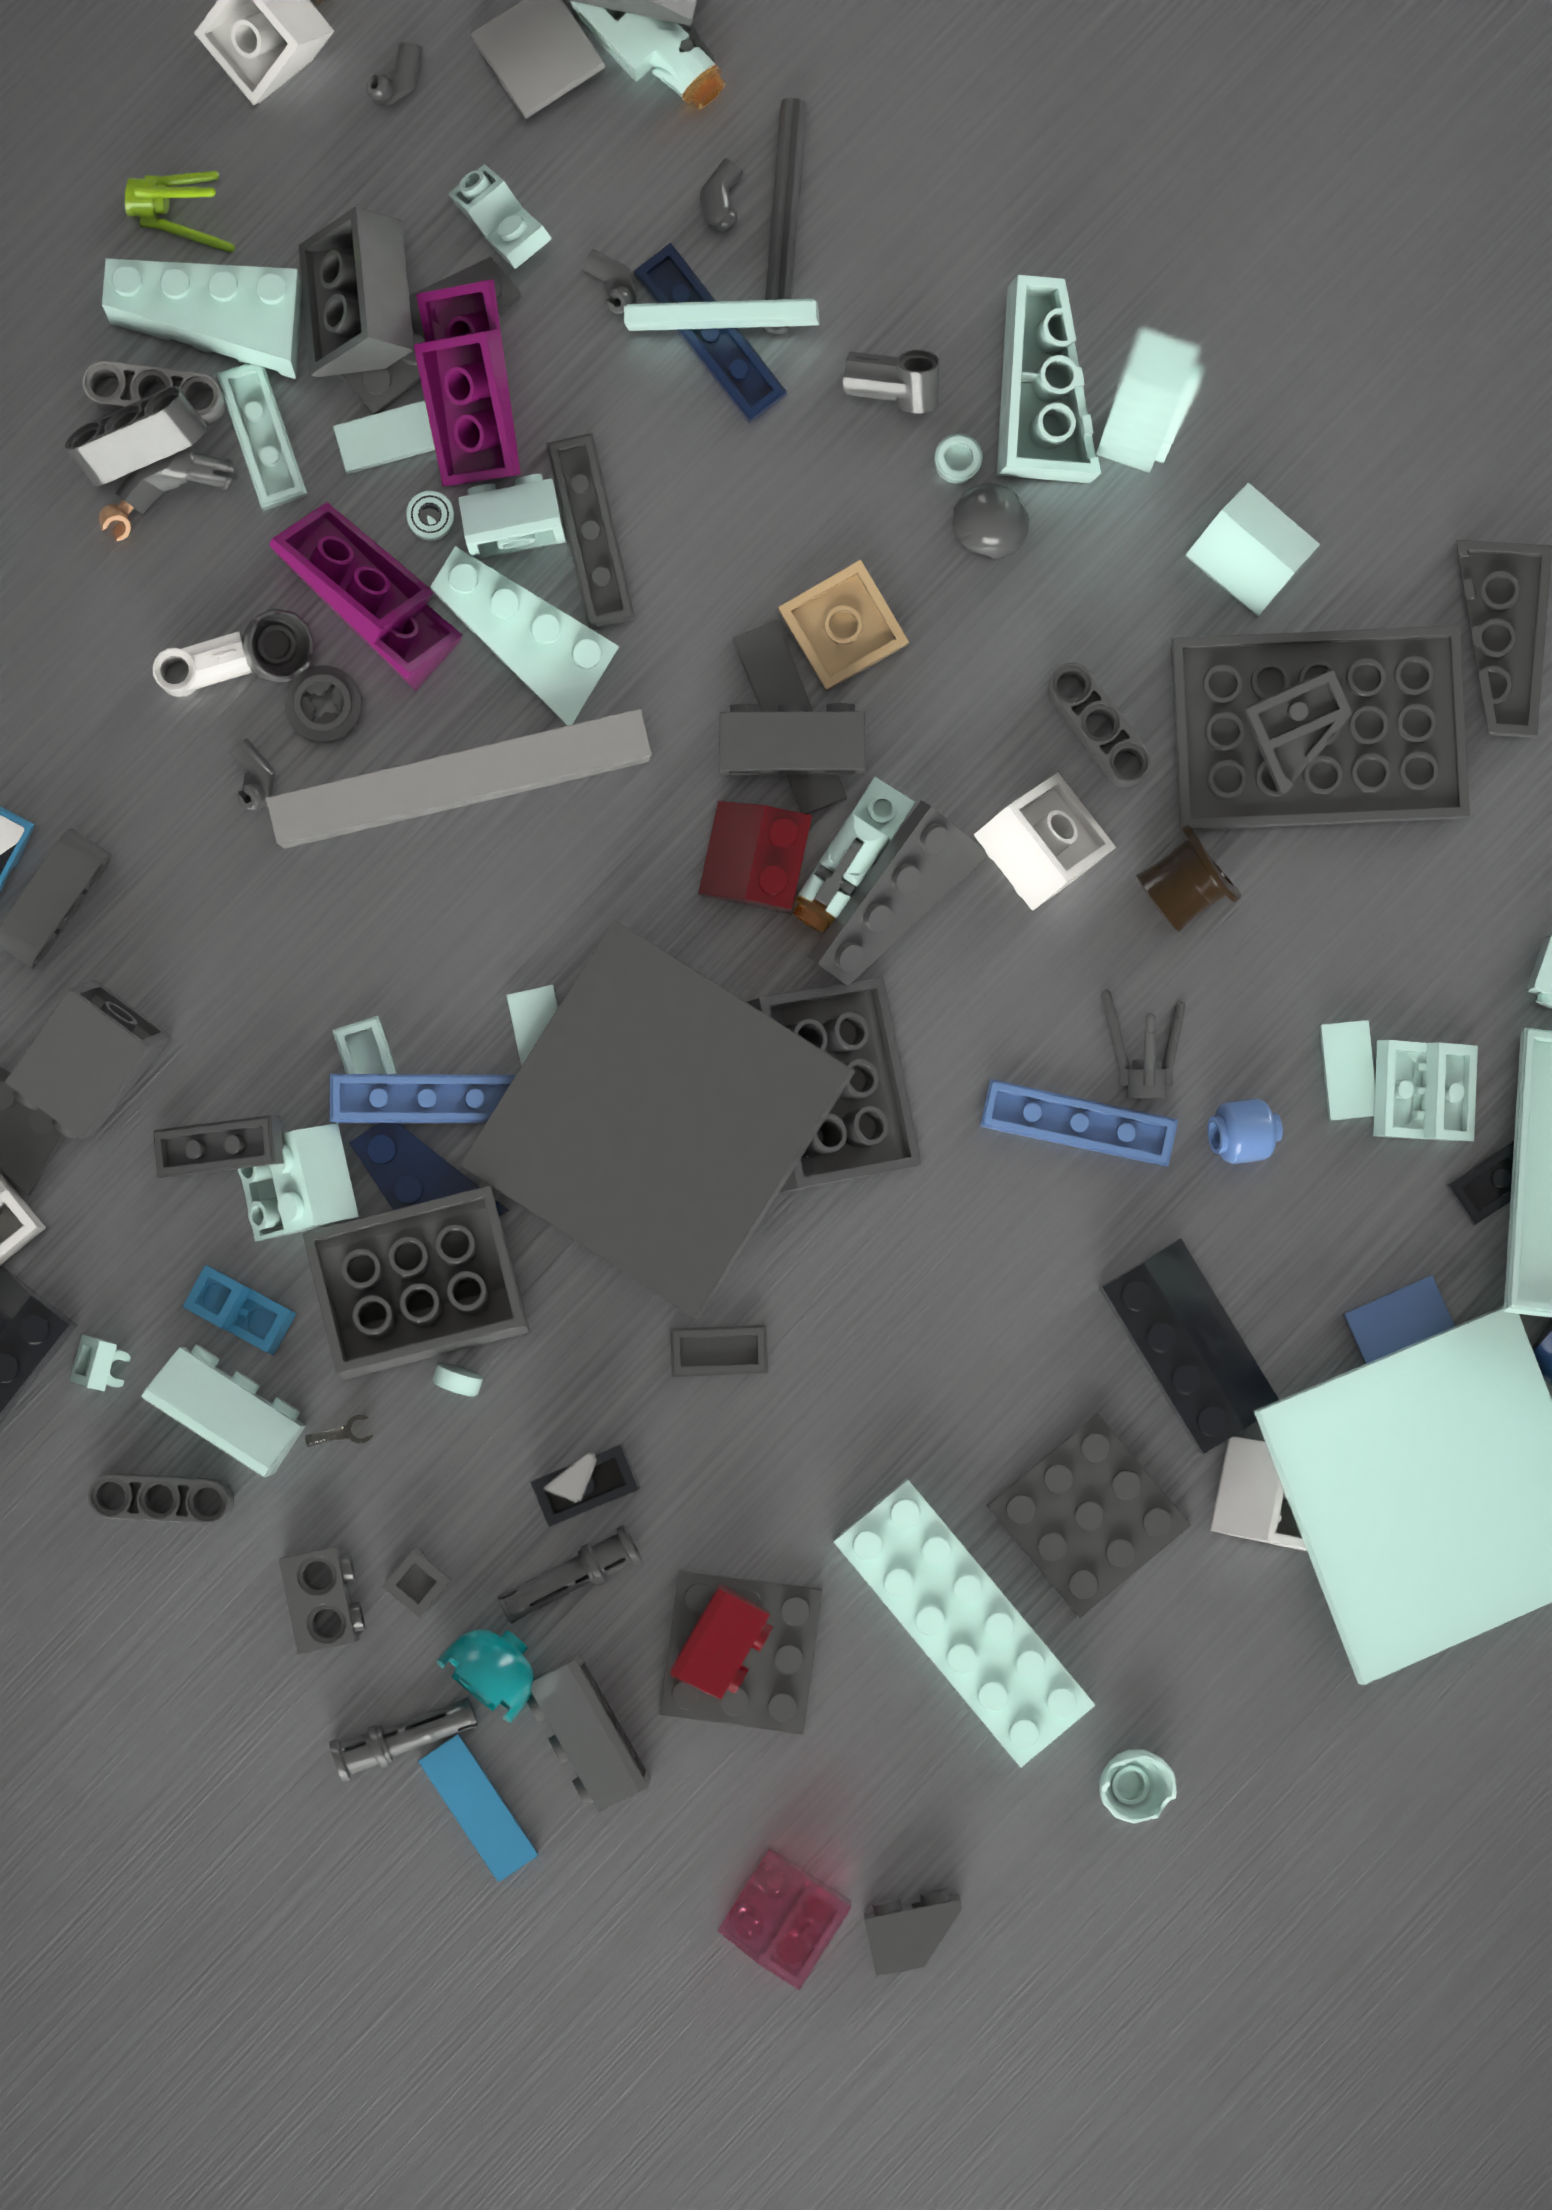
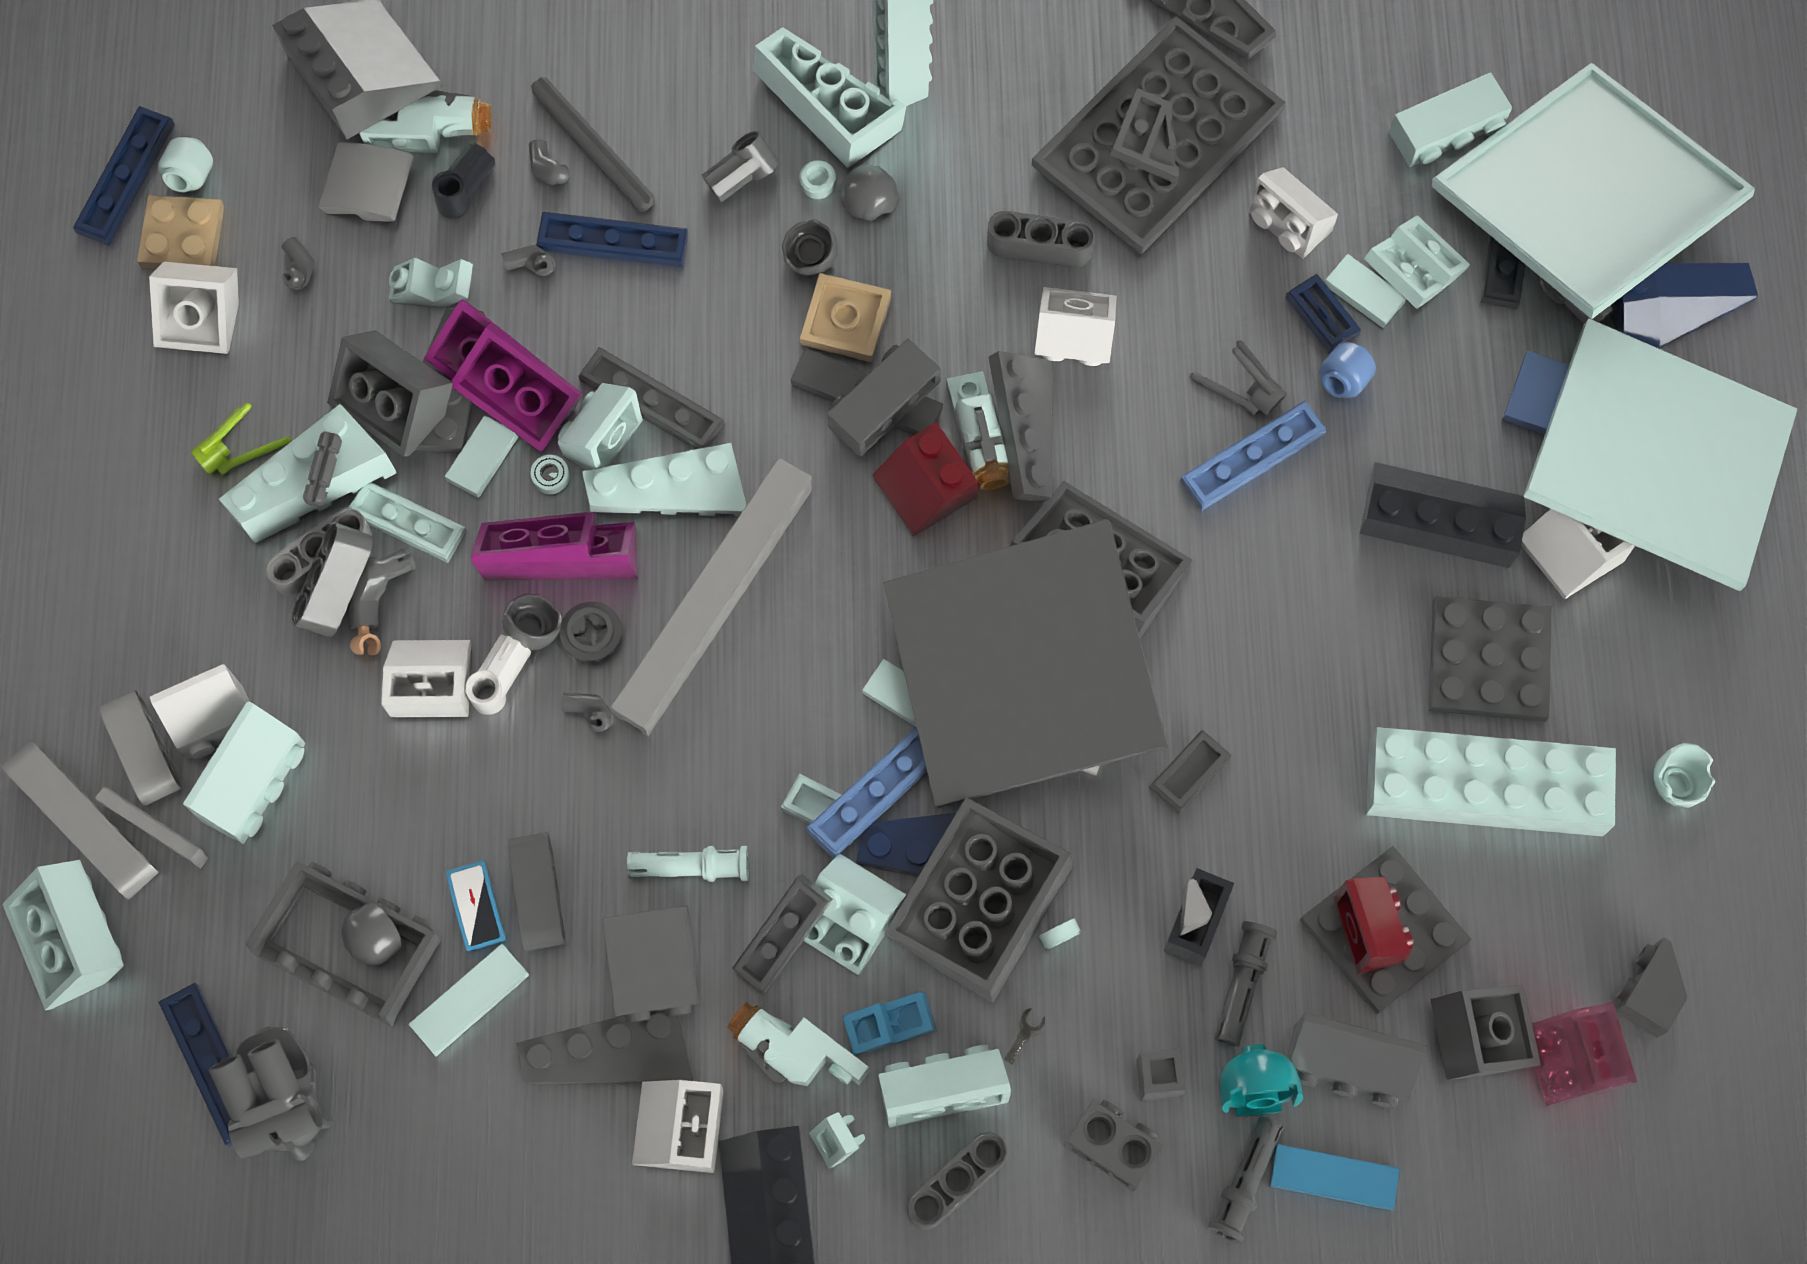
camera: 45 degrees left, 15 degrees down
(127, 1254) = (790, 1054): none -> light aqua plate
(139, 606) = (427, 678): none -> white slope
(217, 325) = (322, 469): none -> dark grey axle
(220, 1019) = (709, 864): none -> light aqua pin
(632, 136) = (463, 179): none -> black piece
(721, 314) = (610, 214): light aqua tile -> none
(727, 1821) = (1485, 1031): none -> dark grey slope
(876, 525) = (810, 247): none -> dark grey hair
(1186, 882) = (1175, 268): dark brown piece -> none
(1252, 549) = (1025, 83): light aqua slope -> none
(1279, 1092) = (1312, 321): none -> dark blue tile
(1357, 930) = (1291, 212): none -> white slope

